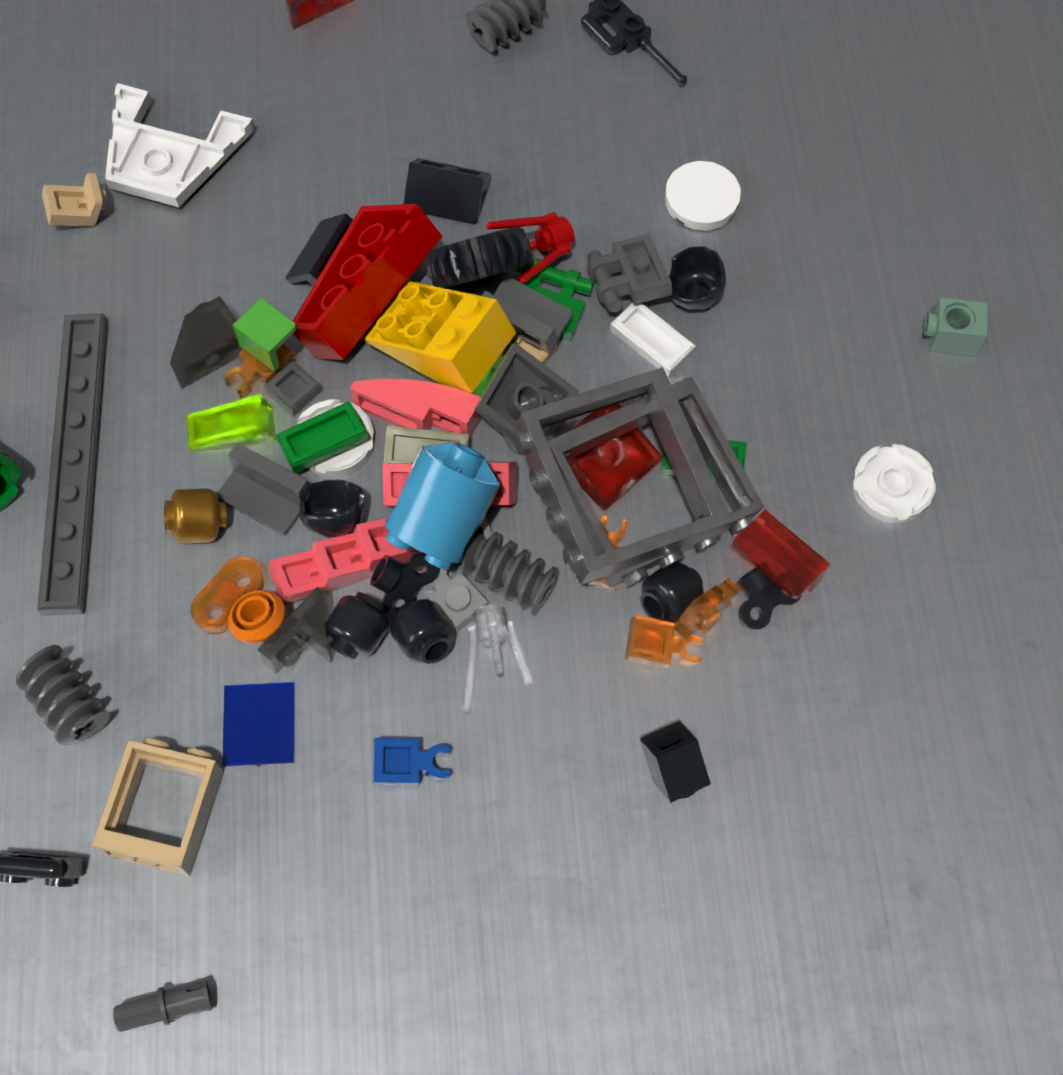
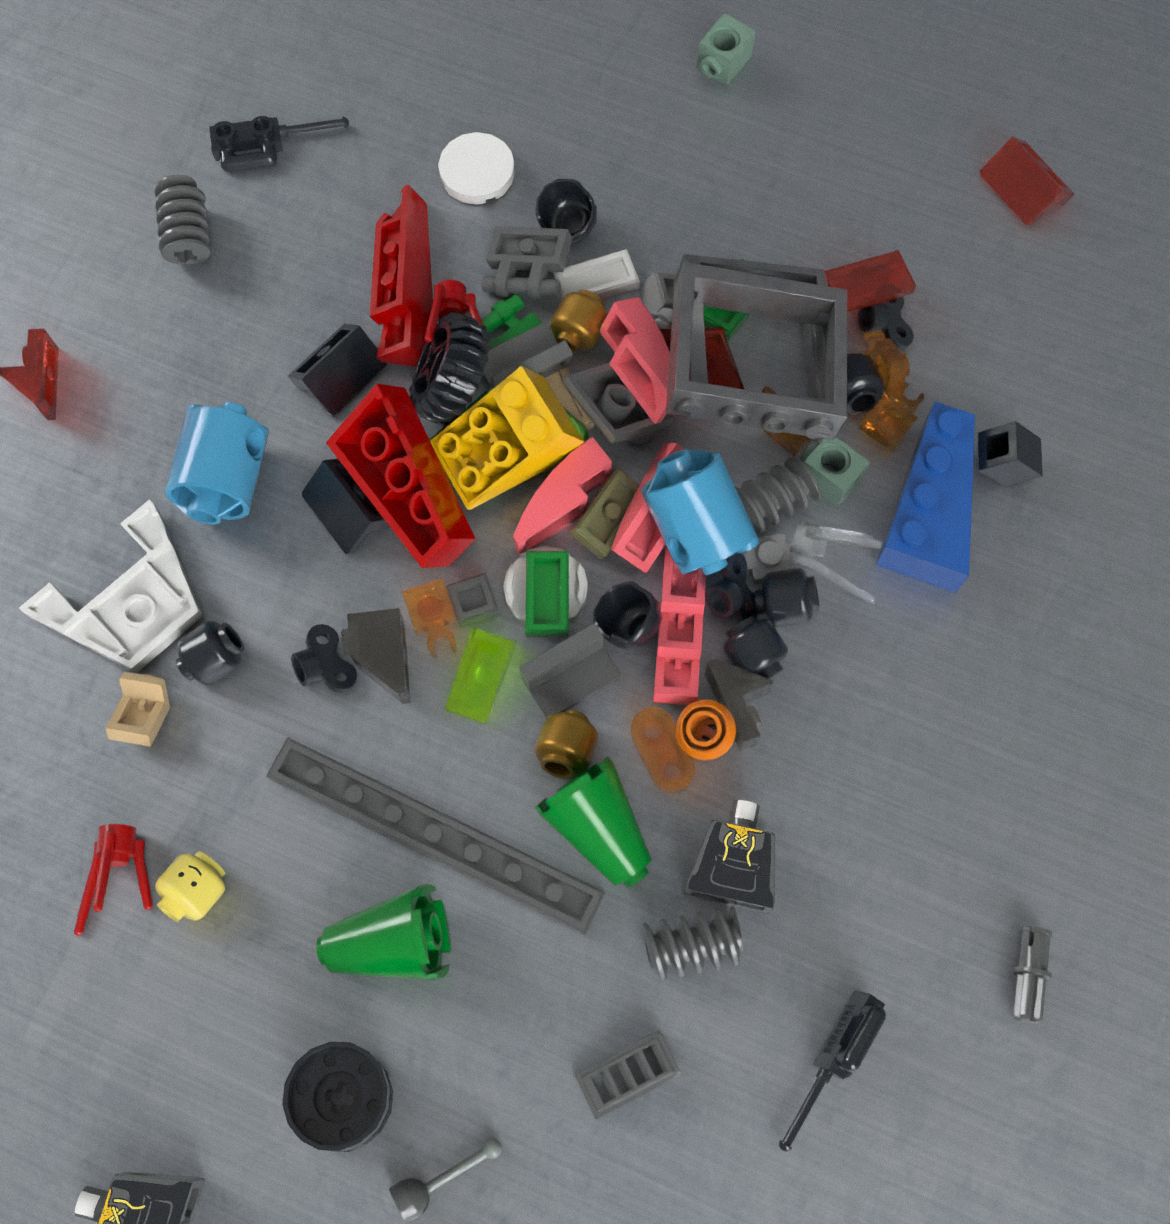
camera: 60 degrees left, 5 degrees up
(132, 571) = (599, 823): none -> green cone
(145, 224) = (209, 652): none -> black head
(151, 698) = (736, 862): none -> torso
(157, 754) = (885, 928): tan window -> none
(177, 303) = (323, 661): none -> black piece
(258, 724) = (797, 781): clear blue window -> none
(263, 331) = (420, 588): bright green panel -> none
(301, 143) = (216, 463): none -> dark azure cylinder
(400, 762) = (900, 671): blue plate -> none
(563, 188) = (402, 280): none -> red wedge
(567, 629) = (851, 466): none -> sand green brick
(589, 713) = (934, 508): none -> blue wedge
(594, 339) = (579, 320): none -> pearl gold head
(601, 370) = (639, 355): none -> coral slope
(893, 483) = (835, 174): white tile -> none
(1003, 656) = (1025, 180): none -> clear red panel

